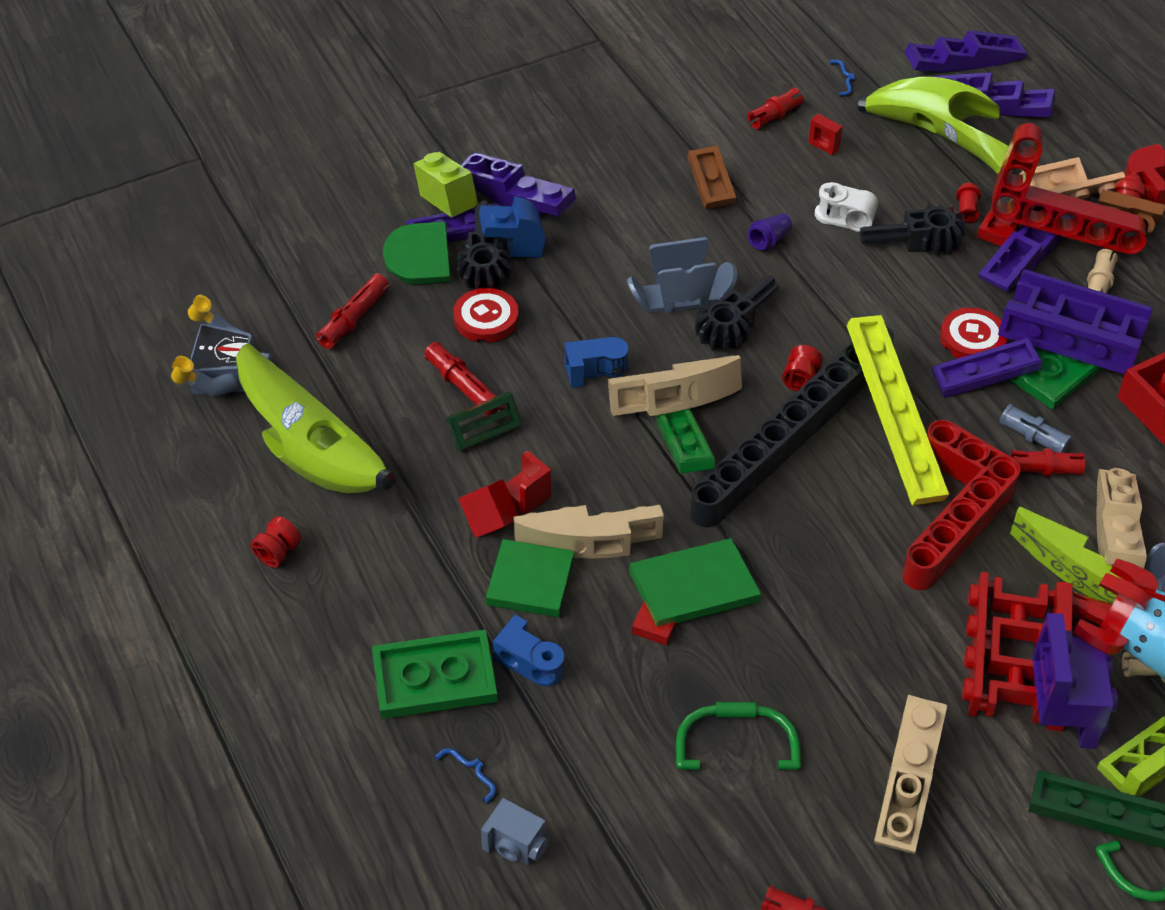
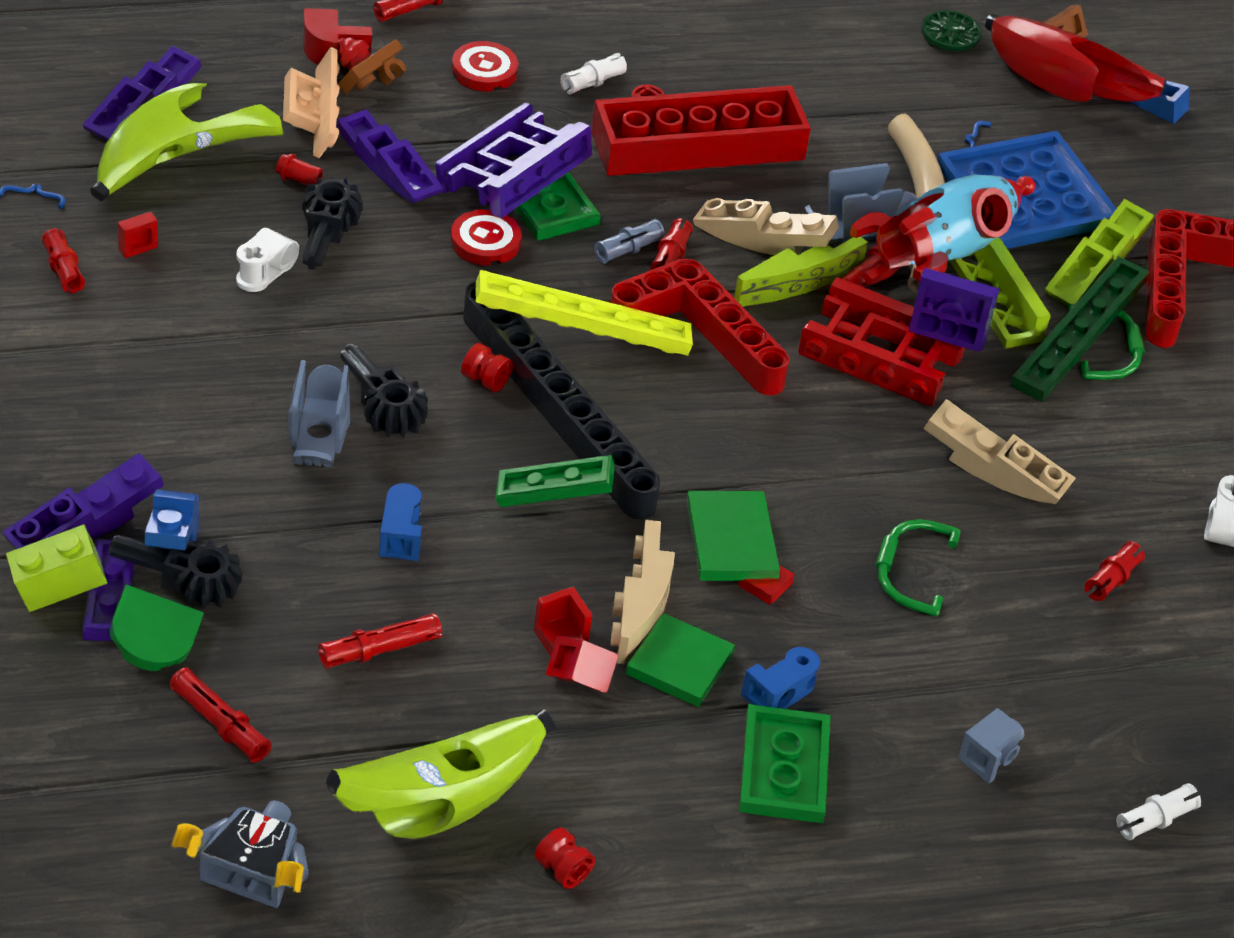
camera: 80 degrees left, 5 degrees down
(458, 431) = (457, 636): dark green tile -> none
(479, 765) = (897, 761): blue piece -> none
(486, 314) = (279, 598): red tile -> none
(676, 389) = (480, 468): tan slope -> none
(711, 177) = (162, 343): dark orange plate -> none
(768, 231) = (269, 329): dark purple cone -> none
(972, 52) = (59, 88): dark purple slope -> none
(986, 367) = (541, 240): dark purple tile -> none
(996, 229) = (350, 164): red plate -> none
(1057, 204) = (352, 117): red beam -> none
(1101, 276) = (453, 123): tan pin -> none

